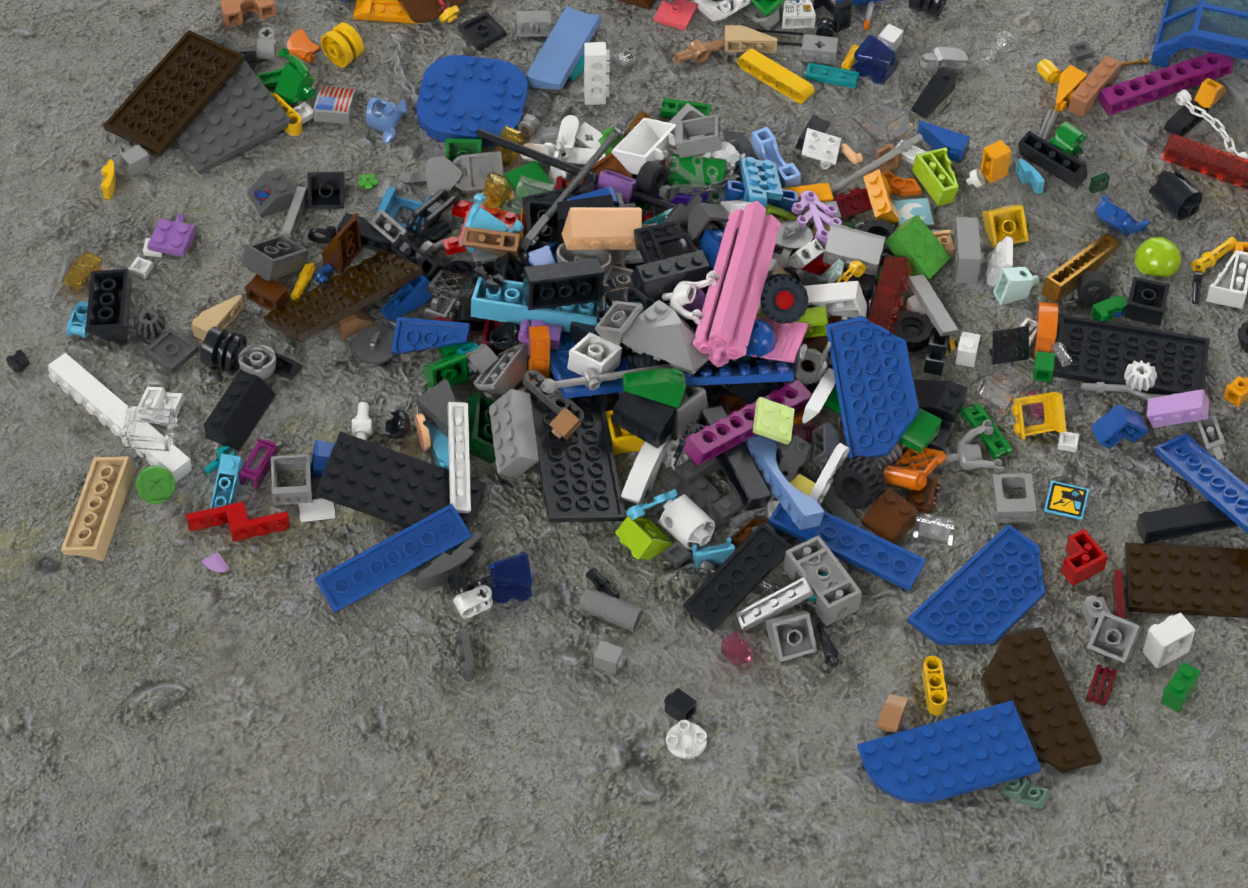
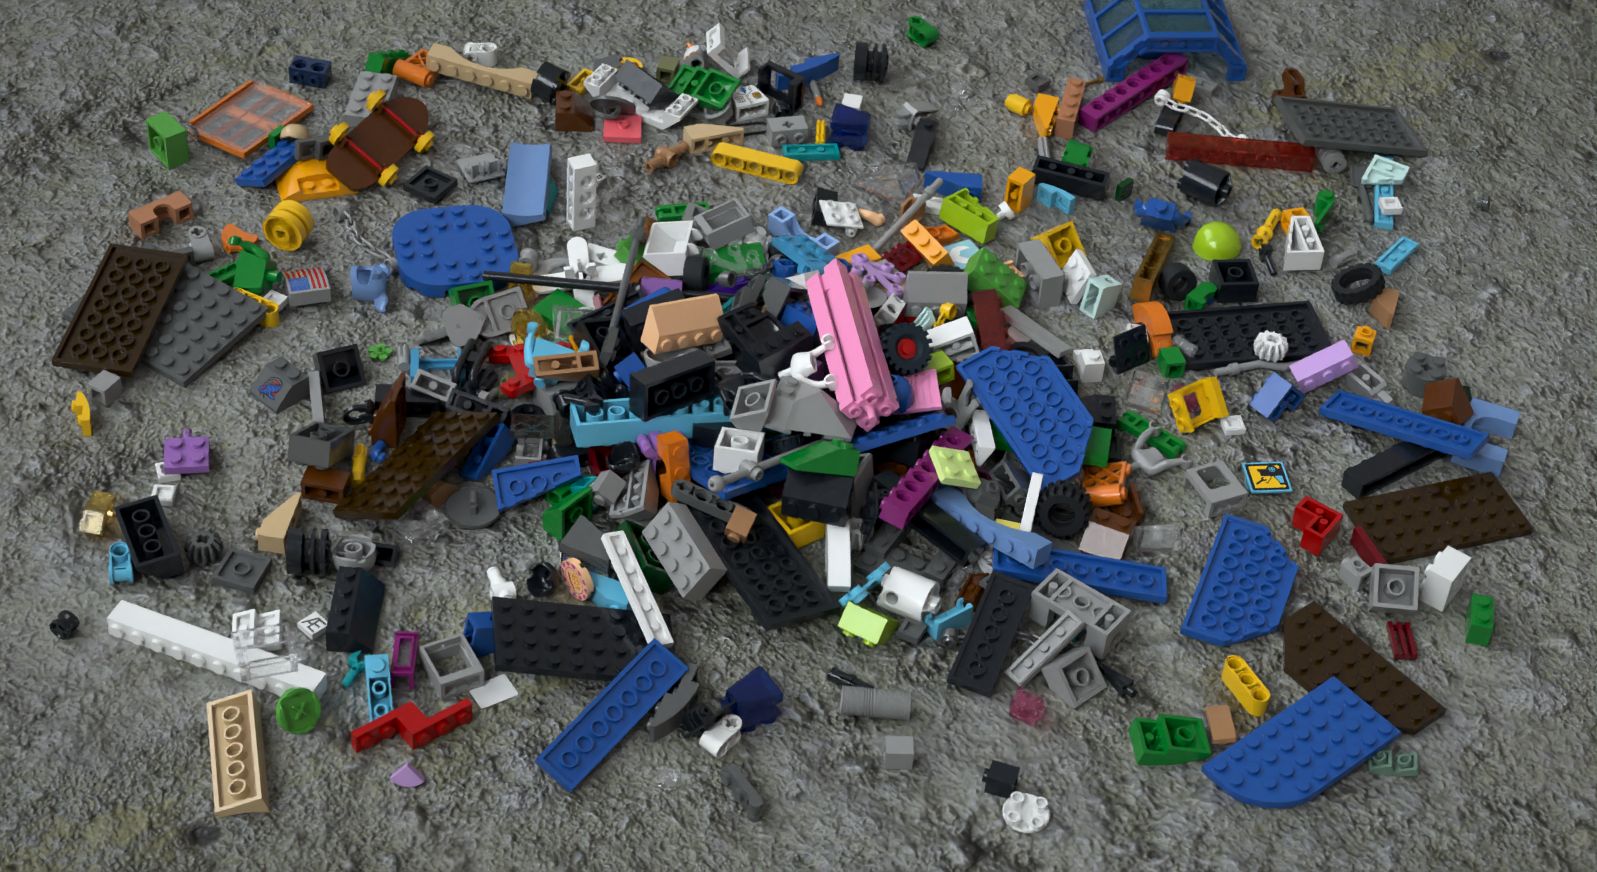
camera: 25 degrees left, 10 degrees down
(202, 413) = (313, 625): none -> white tile
(841, 714) = (1168, 740): none -> green slope

